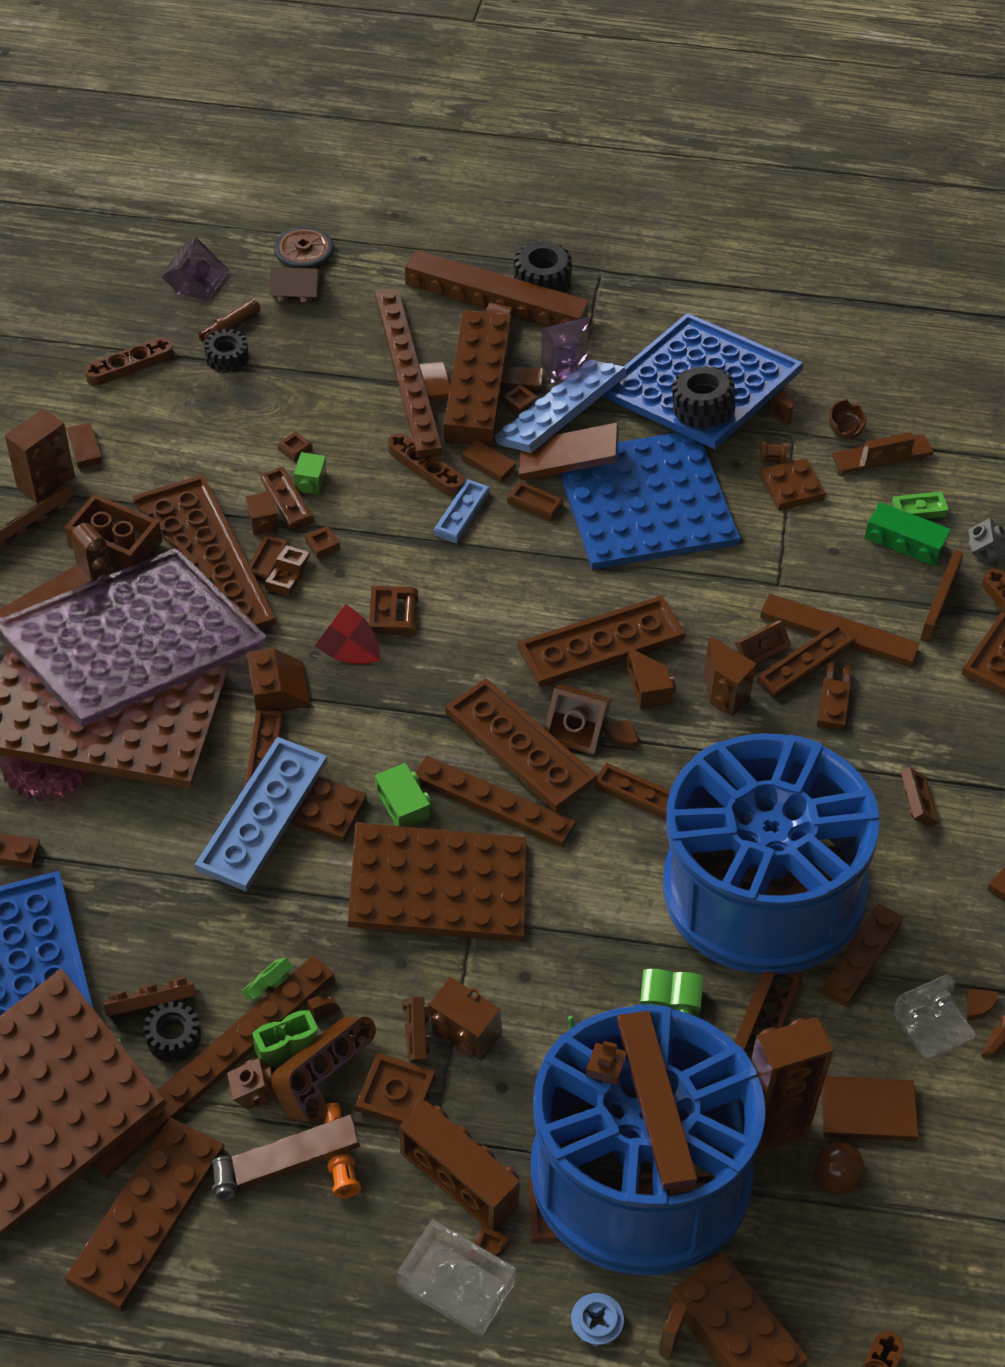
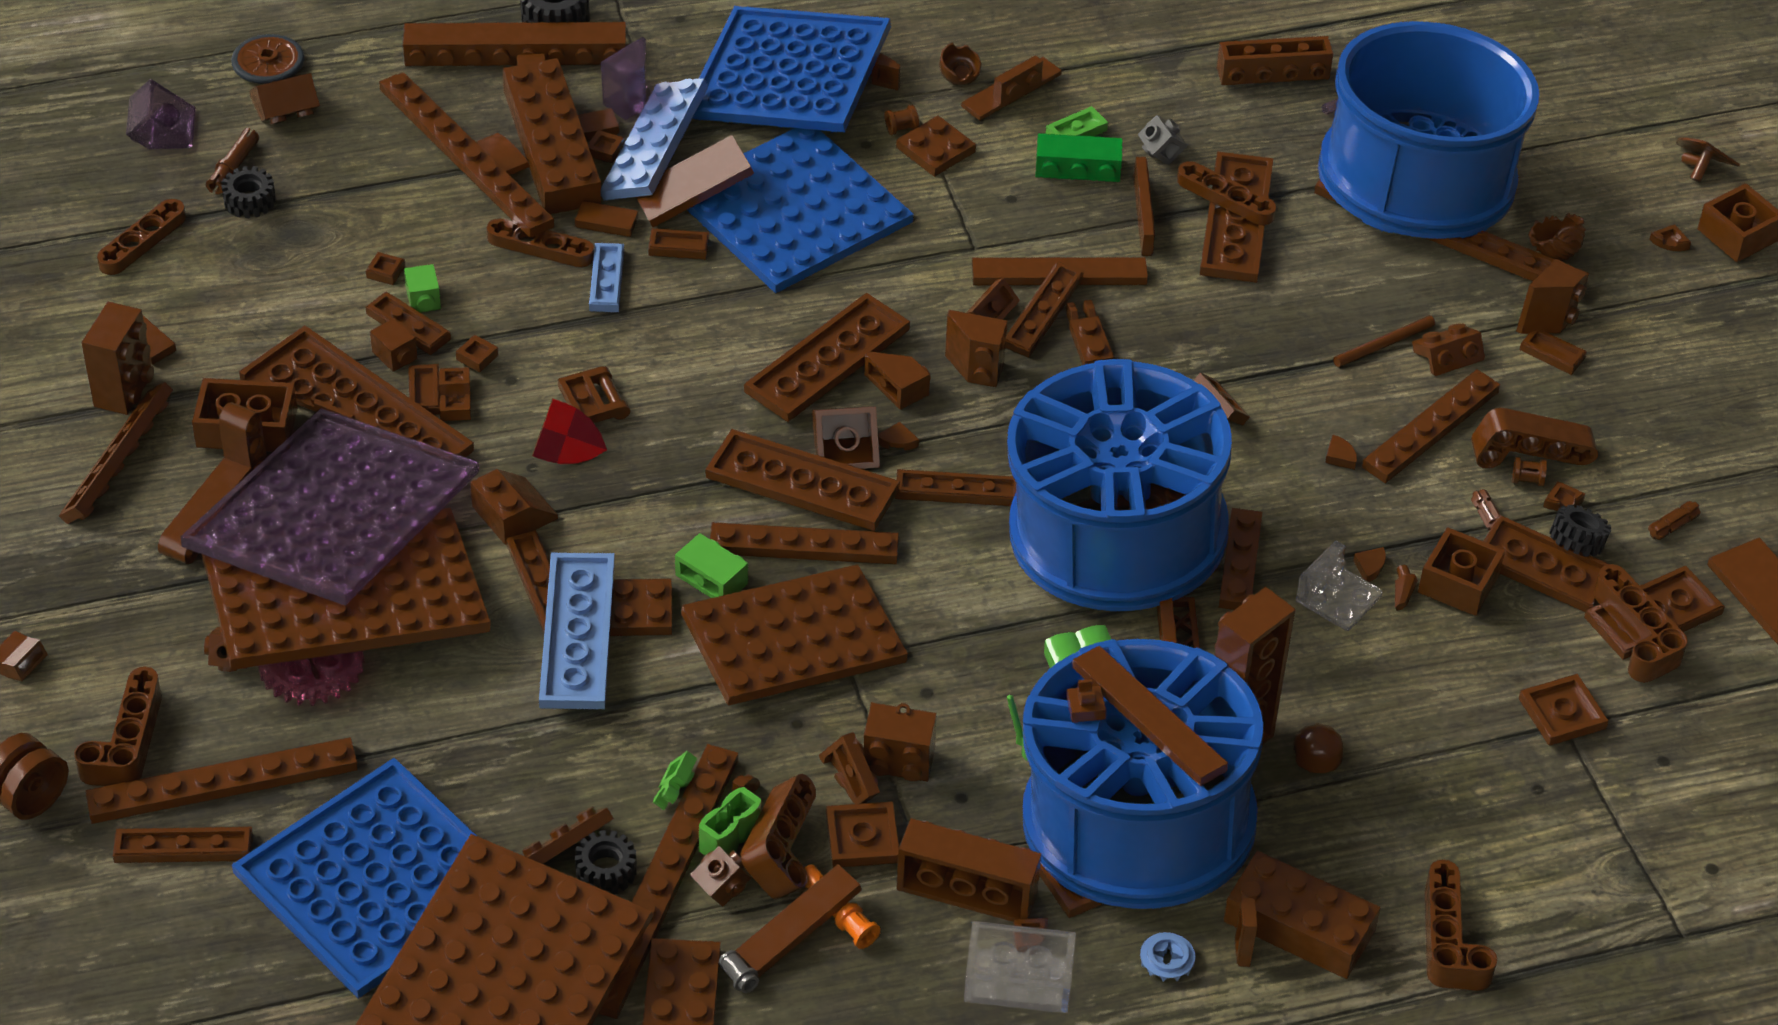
camera: 25 degrees left, 5 degrees down
(703, 397) = (810, 81): black tyre -> none
(869, 1108) = (1323, 690): reddish brown tile -> none

